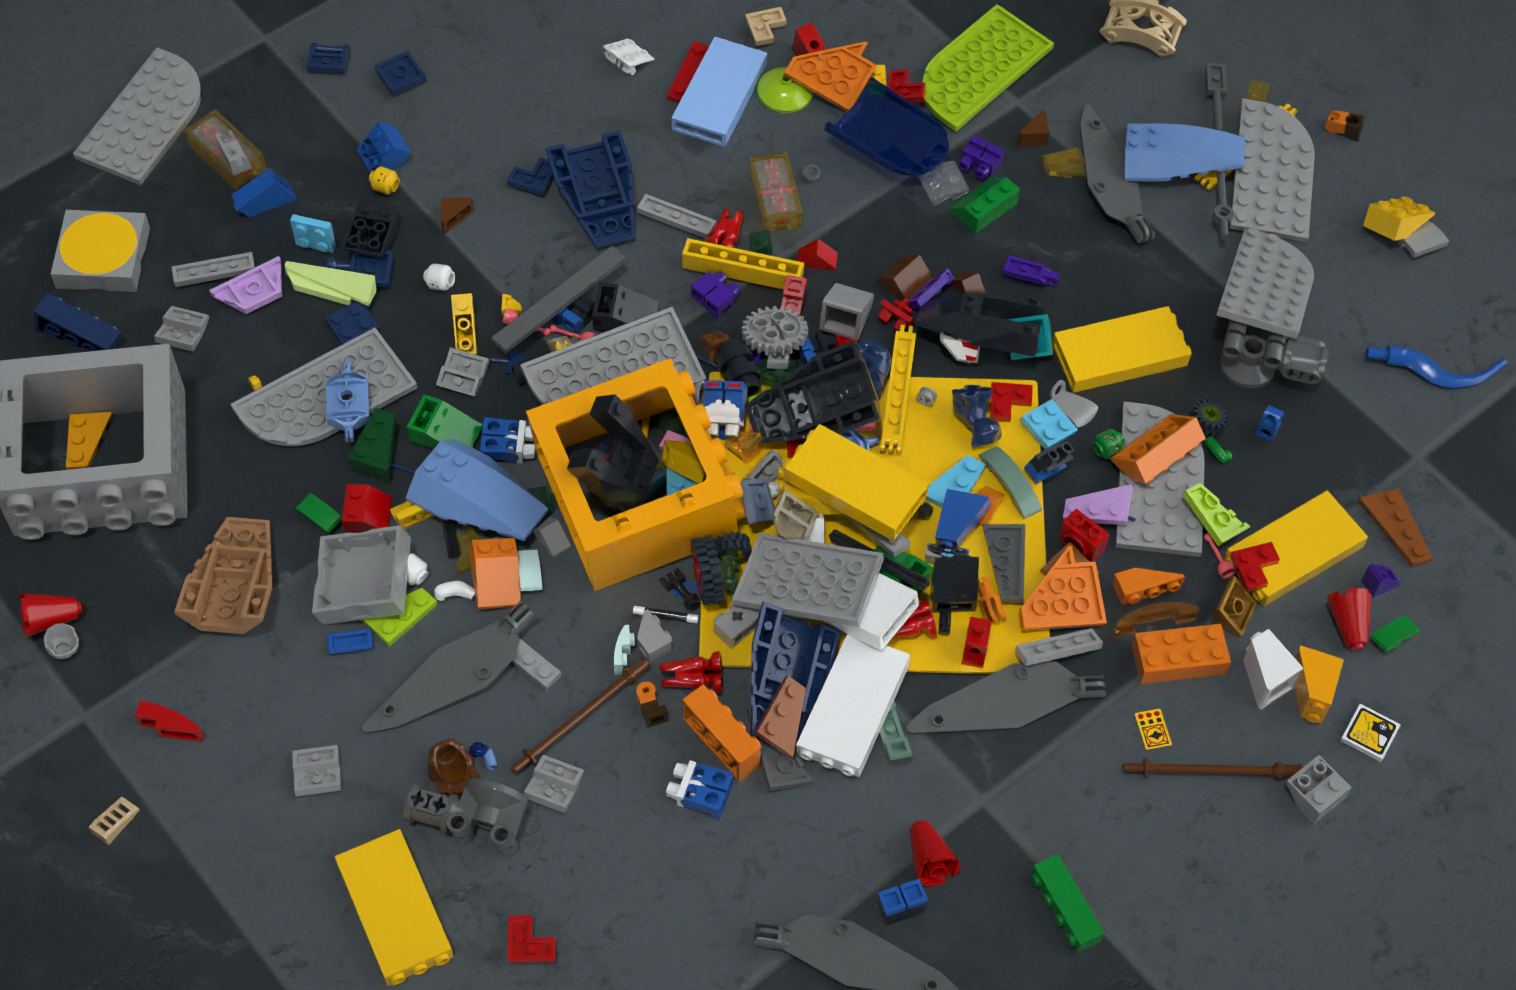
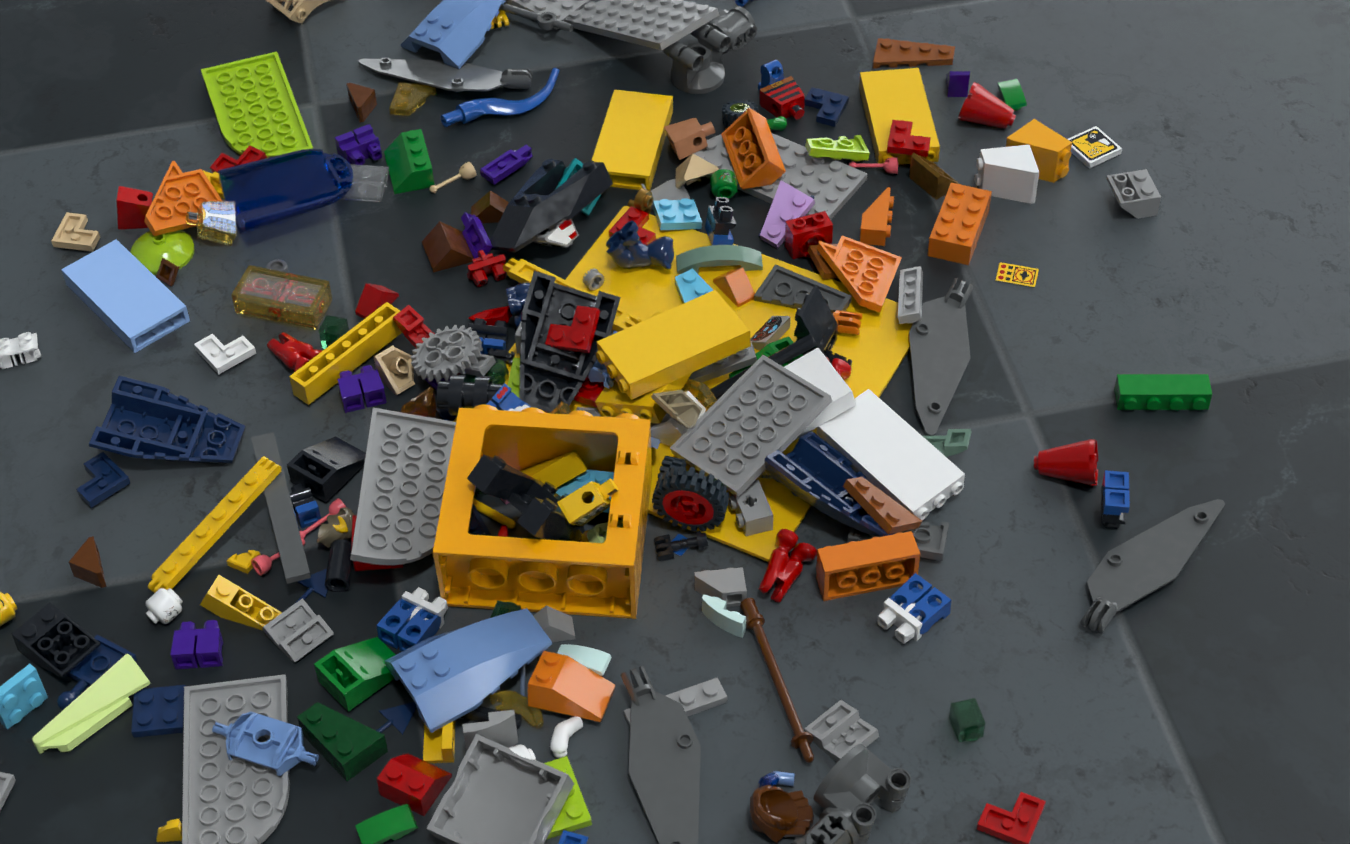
camera: 60 degrees left, 10 degrees down
(252, 288) = (37, 789): lavender wing -> none
(413, 315) = (197, 645): none -> dark purple hips
(422, 540) = (500, 729): none -> light grey slope
(523, 267) = (214, 525): none -> yellow hinge
(607, 871) = (967, 720): none -> clear green brick
(634, 495) = (579, 505): none -> yellow torso
(651, 711) = (797, 617): leg -> none
(665, 614) = (703, 565): black bar -> none
(675, 216) = (245, 384): light grey plate -> none
(687, 71) = (79, 312): red plate -> none
(697, 186) = (224, 357): none -> white plate
(747, 301) = (395, 369): none -> tan slope
(761, 105) = (167, 272): none -> reddish brown slope
(825, 104) = (215, 221): none -> torso
(826, 409) = (577, 336): none -> red plate
(832, 532) = (701, 391): none -> clear yellow piece
(845, 311) = (459, 297): light grey slope -> none
(959, 516) = (745, 300): blue slope -> none
(977, 637) = (876, 342): red torso -> none
(1002, 247) = (466, 171): none -> tan hinge
(1041, 390) = (642, 200): none -> pearl gold plate
(1099, 233) = (473, 109): none -> blue animal
(1107, 413) = (693, 169): none -> tan slope
(1146, 389) = (688, 136): none -> nougat torso
(1179, 611) = (915, 212): clear orange slope -> none
(1256, 445) = (783, 99): none -> torso
(1277, 770) = (1100, 212): reddish brown bar -> none
(1278, 488) = (829, 103): none -> dark blue plate

